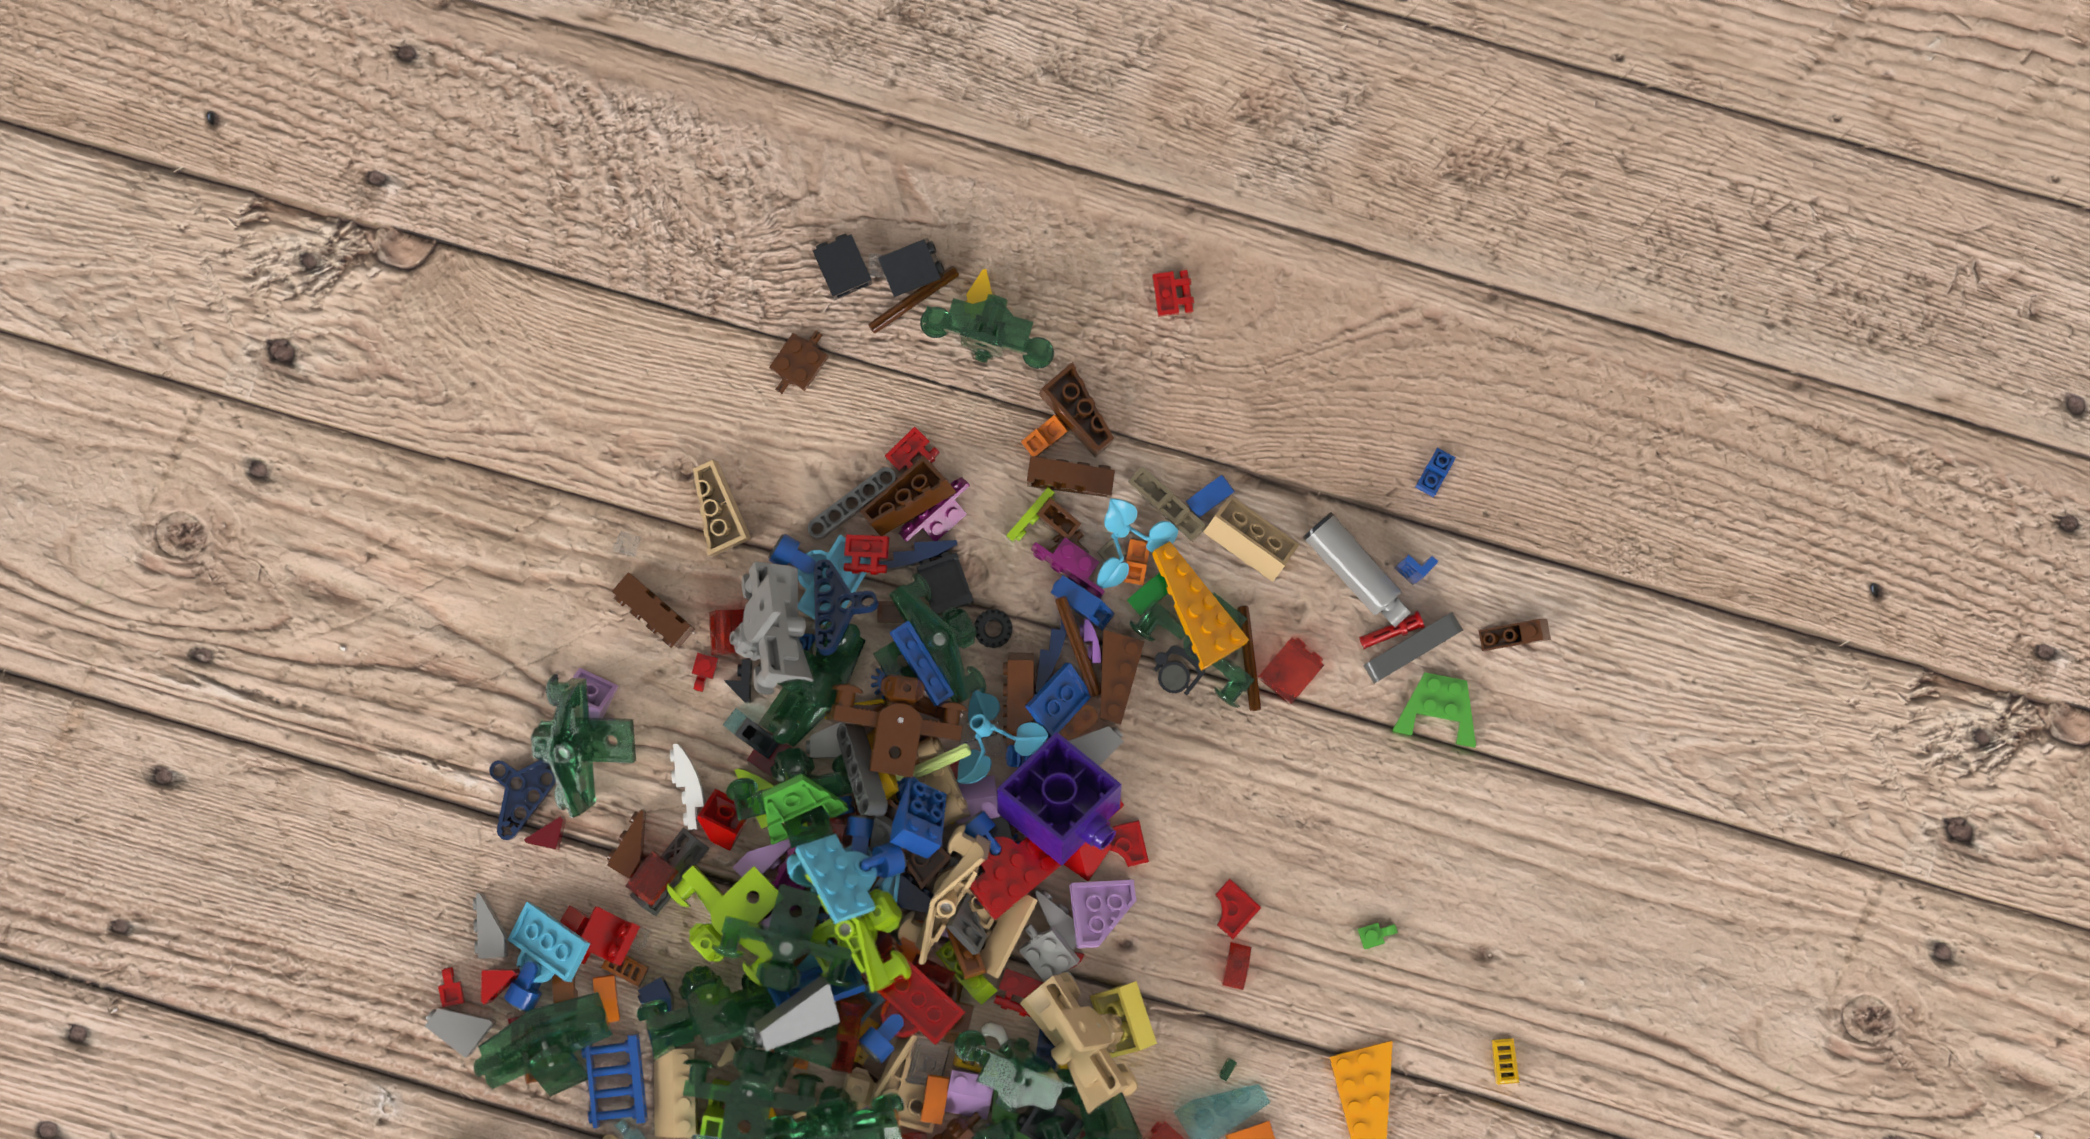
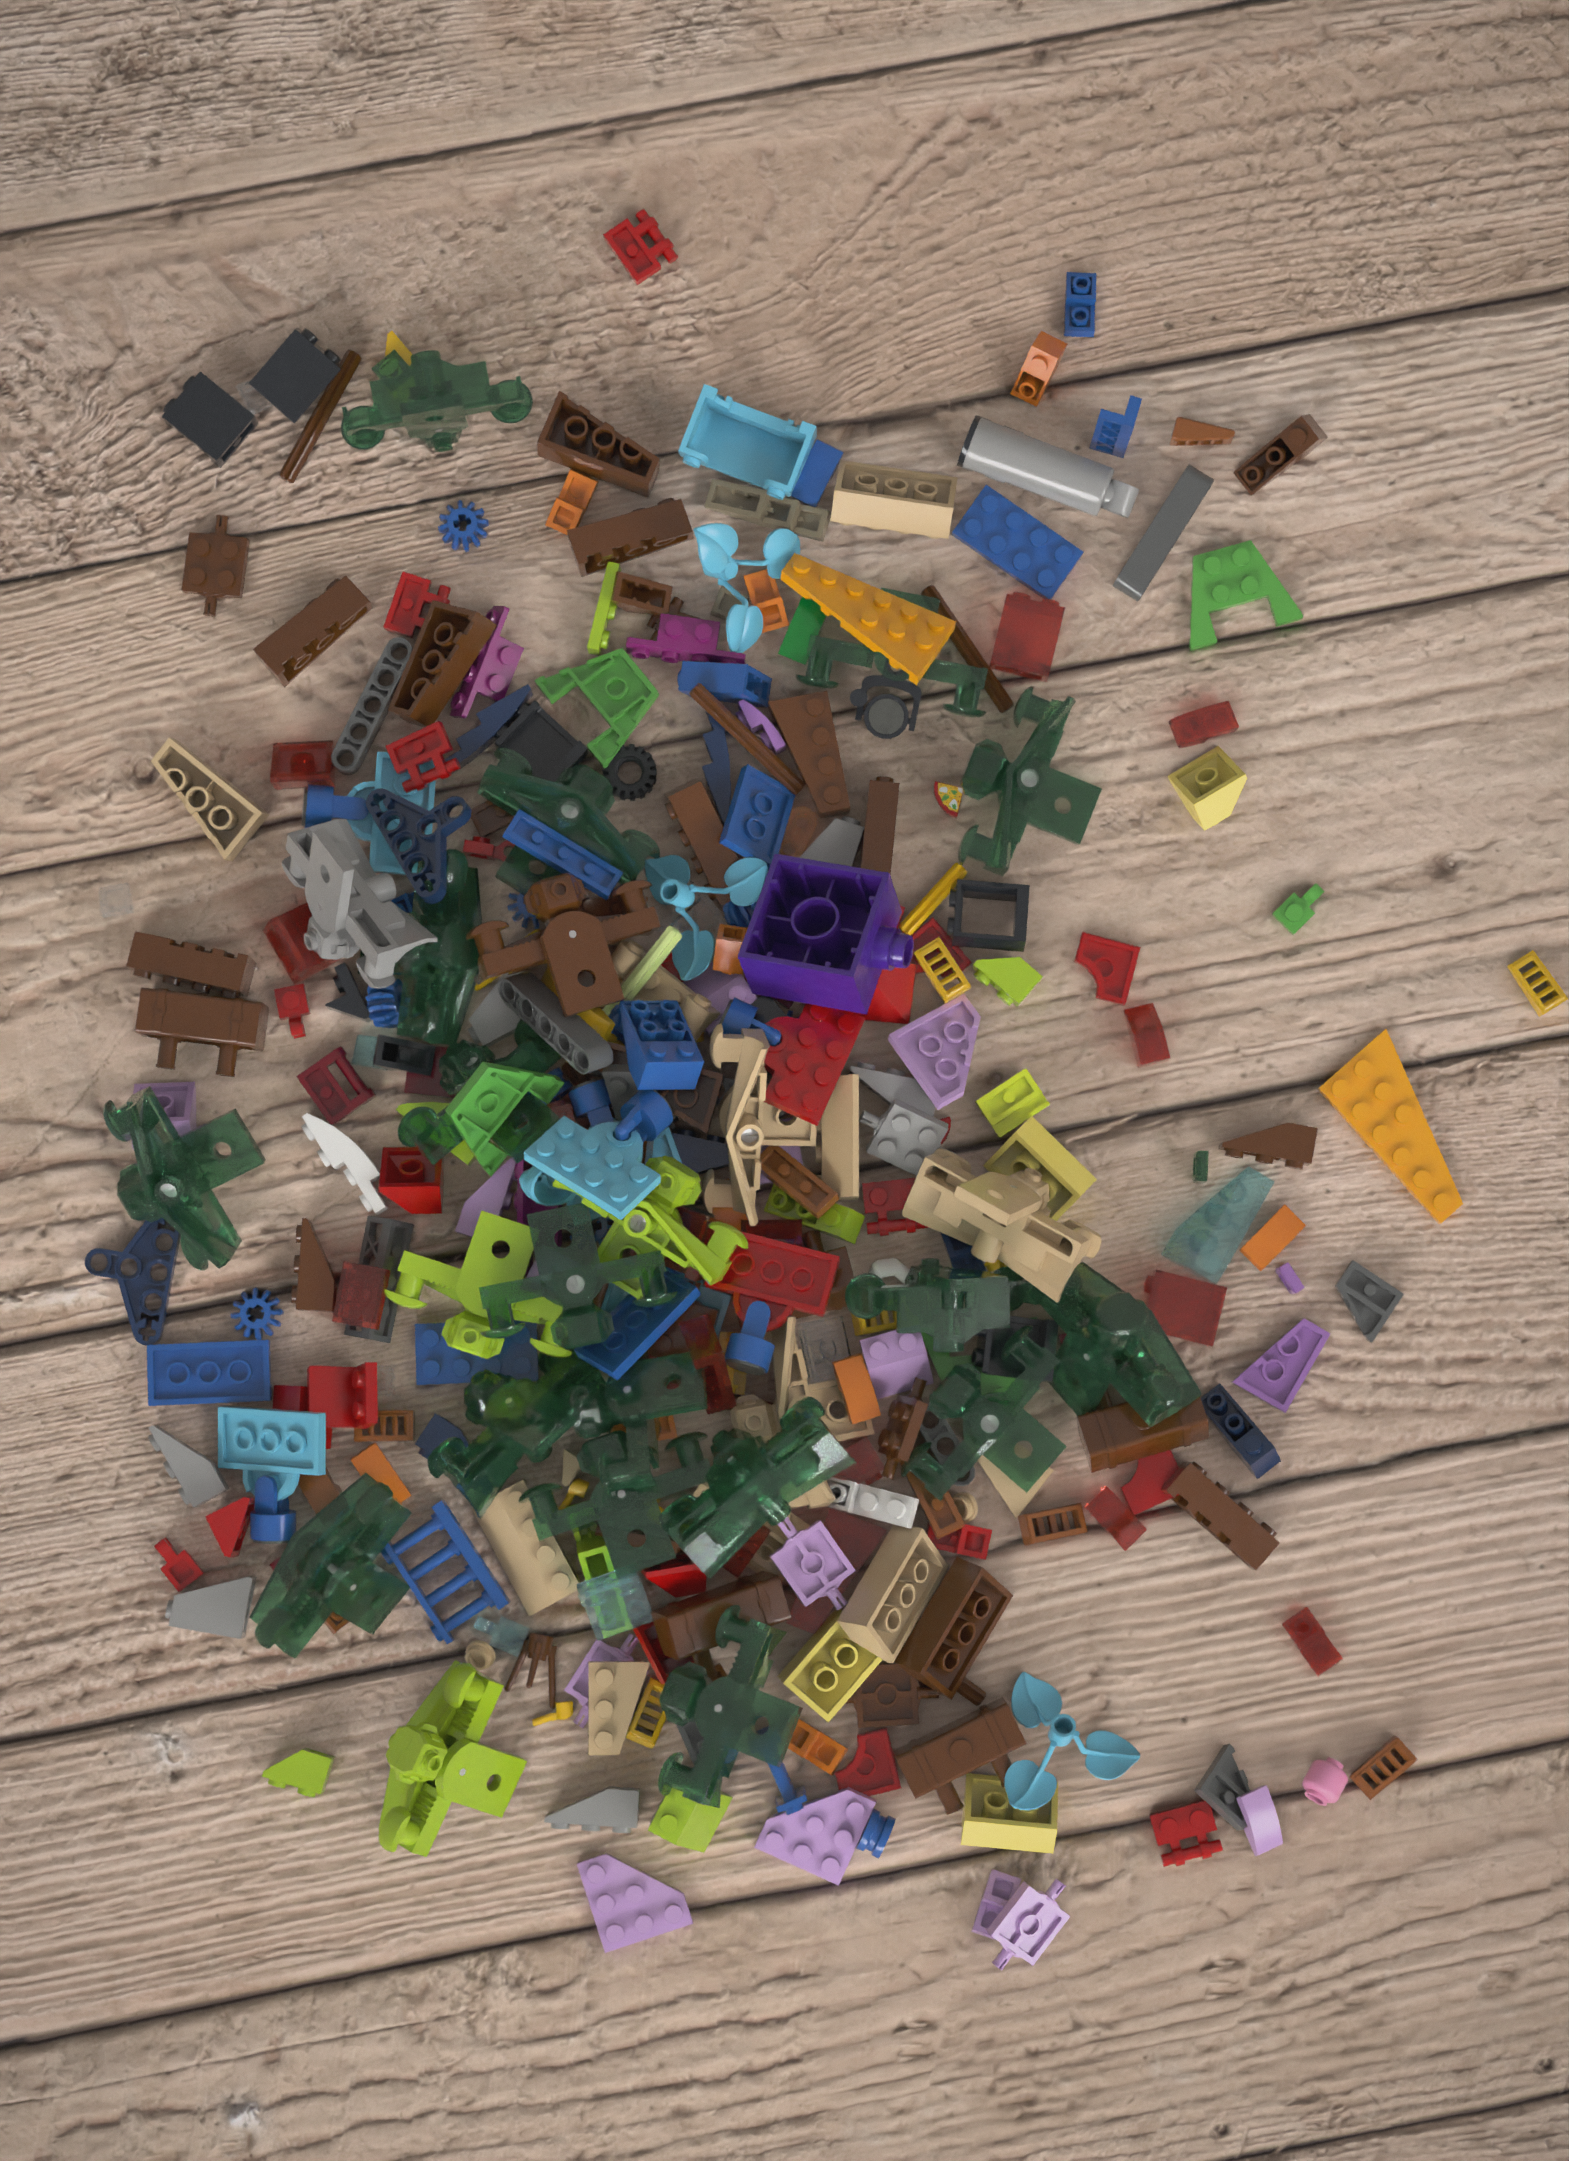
camera: 25 degrees left, 0 degrees up
(532, 876) = (209, 1372): none -> blue plate
(549, 835) = (203, 1311): dark red slope -> none
(582, 863) = (255, 1303): none -> blue gear
(640, 649) = (201, 1020): none -> reddish brown piece
(679, 948) = (446, 1365): none -> blue plate
(697, 734) = (328, 1093): none -> dark red plate
(727, 1070) = (578, 1488): none -> yellow hand
(760, 703) = (385, 1004): none -> blue gear
(788, 517) = (301, 764): none -> clear red slope
(798, 1016) = (634, 1363): slope -> none
(838, 435) = (313, 630): none -> reddish brown wedge
(875, 630) = (481, 848): none -> red plate
(966, 926) = (787, 1152): dark grey wing -> none
(971, 422) = (474, 526): none -> blue gear
(973, 293) = (390, 366): none -> clear green tile
(997, 775) = (727, 948): none -> orange slope
(1010, 570) = (615, 690): none -> bright green wing
(1127, 876) = (953, 992): none -> yellow slope
(1128, 966) = (1012, 1103): none -> neon yellow plate
(1133, 747) = (880, 824): none -> reddish brown slope
(1144, 808) = (932, 899): none -> yellow axle
(1168, 884) = (1009, 976): none -> lime slope
(1174, 456) = (746, 443): none -> medium azure windscreen
(1185, 823) = (991, 891): none -> black window
(1188, 748) = (948, 797): none -> tile
(1240, 767) = (1025, 787): none -> clear green piece
(1288, 1080) = (1284, 1143): none -> reddish brown slope
(1316, 606) = (1017, 543): none -> blue plate
(1358, 826) = (1209, 787): none -> light yellow slope
(1375, 784) = (1203, 723): none -> clear red slope
(1387, 500) = (1038, 368): none -> orange slope
(1415, 620) = (1142, 508): red pin -> none
(1464, 592) = (1192, 432): none -> dark orange slope

